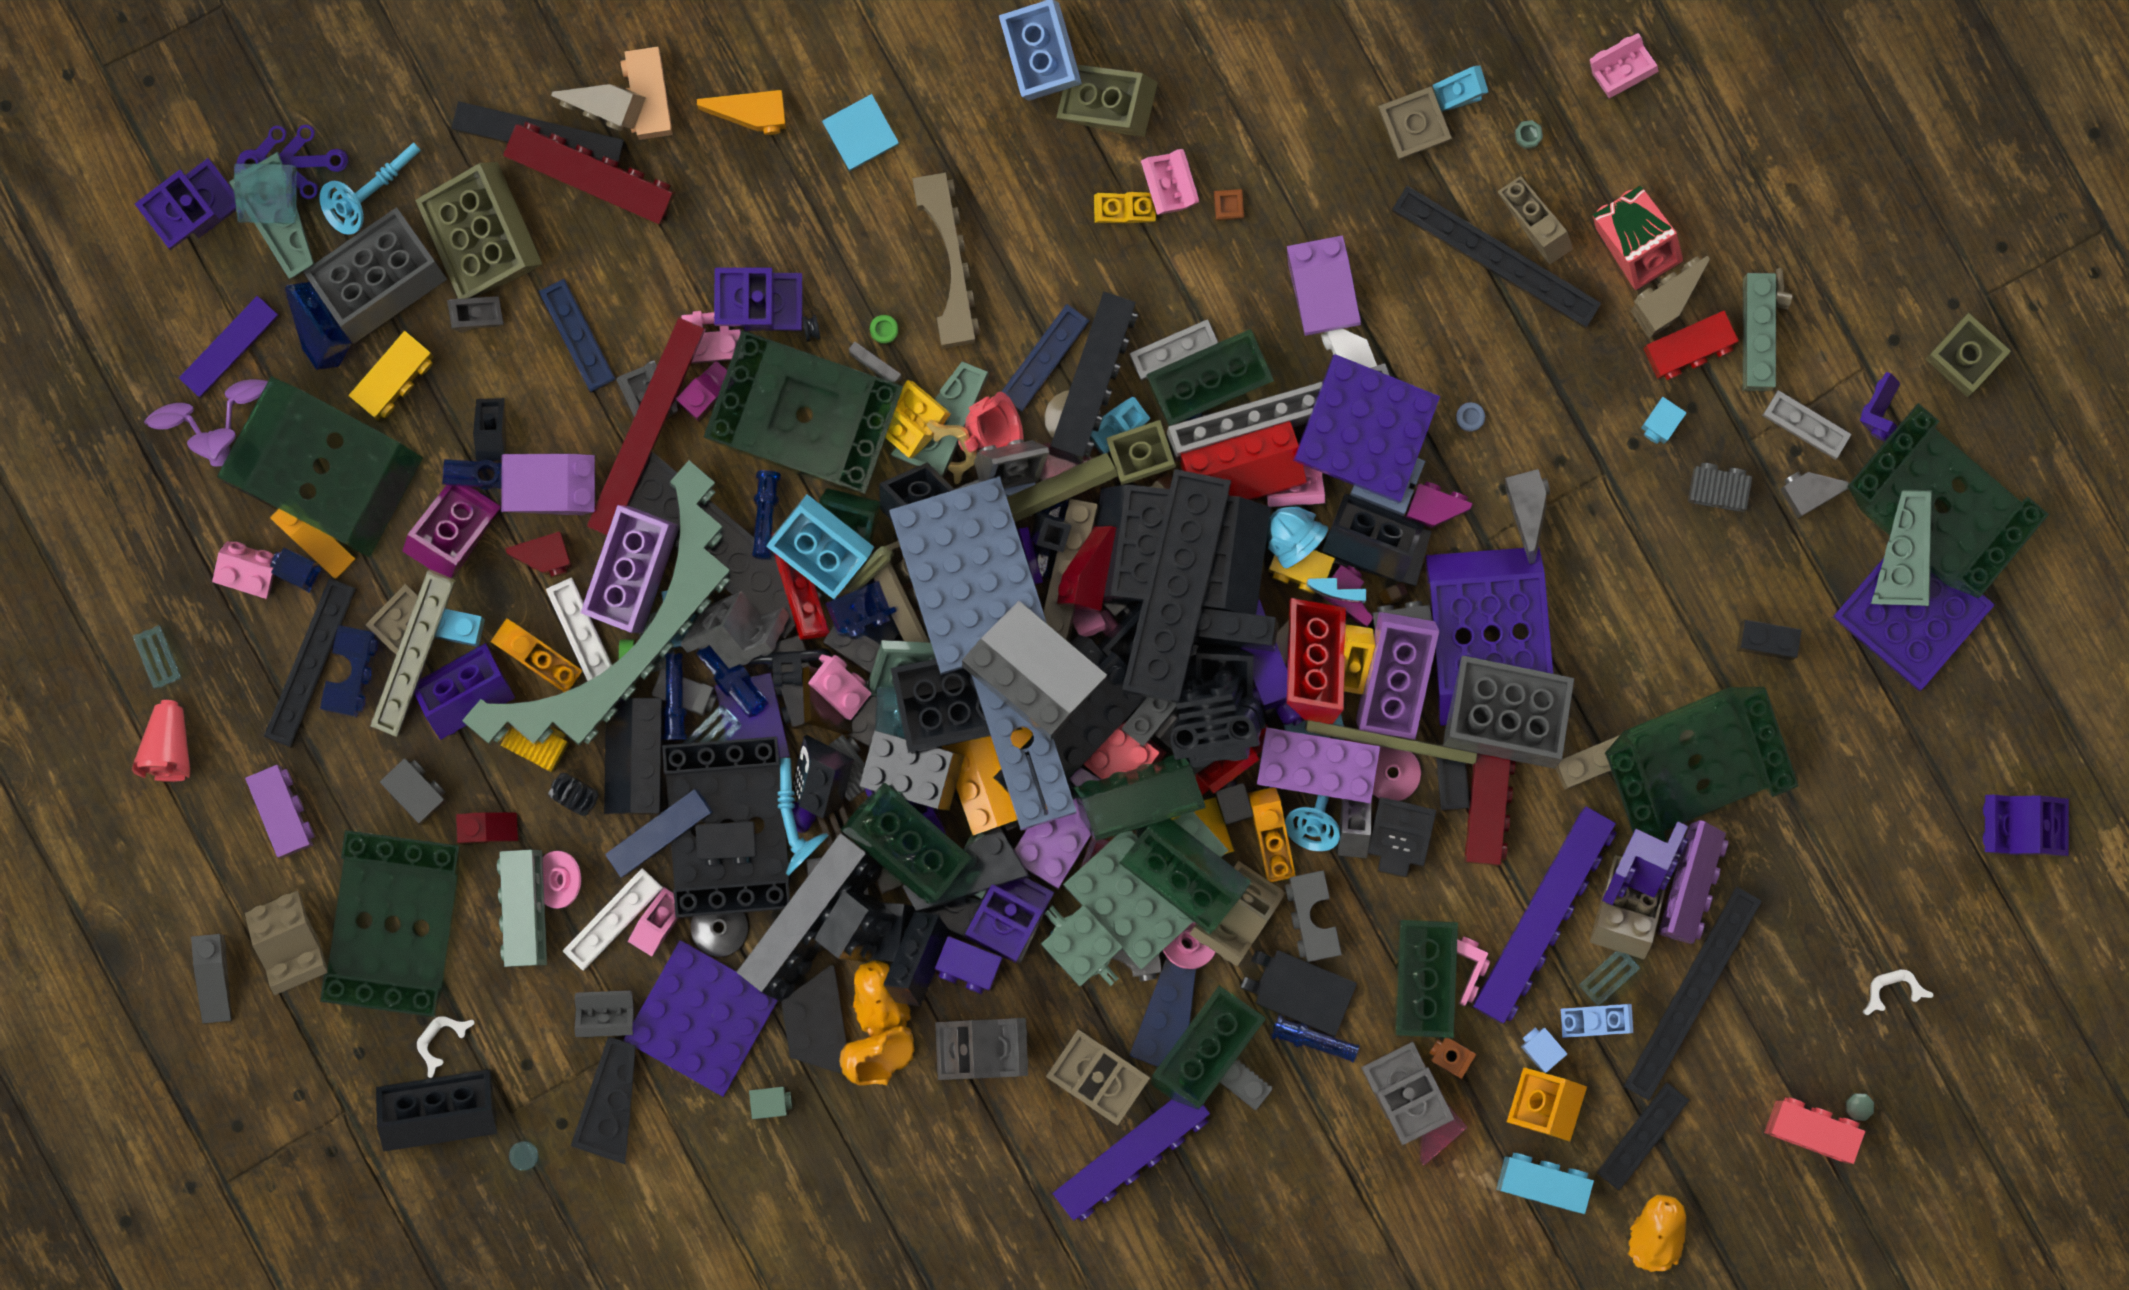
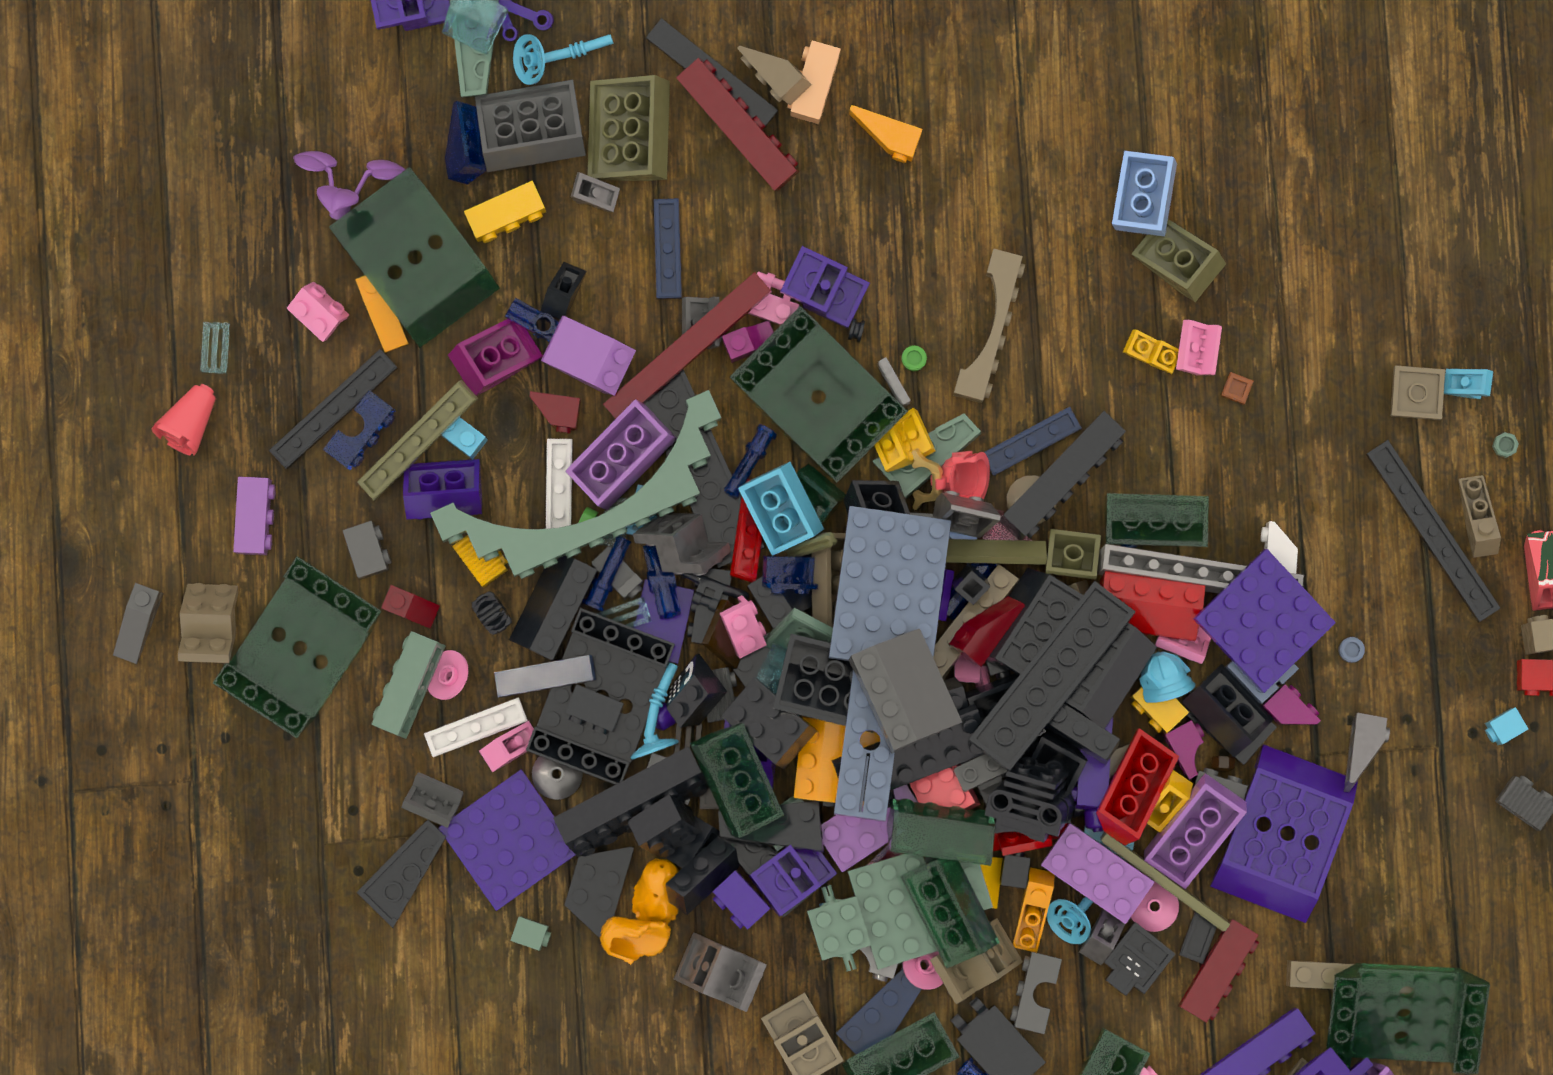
camera: 30 degrees right, 0 degrees up
(228, 347) = (388, 128): dark purple tile -> none
(295, 569) = (355, 329): clear blue brick -> none
(392, 619) = (415, 405): dark tan plate -> none
(429, 1034) = (289, 748): white helmet -> none
(436, 1110) = (263, 813): black slope -> none
(523, 1155) = (316, 882): clear light blue tile -> none
(536, 655) = (514, 488): light orange slope -> none
(860, 132) = (969, 192): medium azure tile -> none
(1120, 419) = (1069, 519): medium azure slope -> none
(1173, 348) = (1138, 482): light grey plate -> none
(1323, 285) = (1283, 488): medium lavender slope -> none
(1328, 588) = (1173, 735): medium azure slope -> none
(1509, 712) = (1271, 904): dark grey slope -> none
(1769, 640) = (1509, 944): black brick -> none

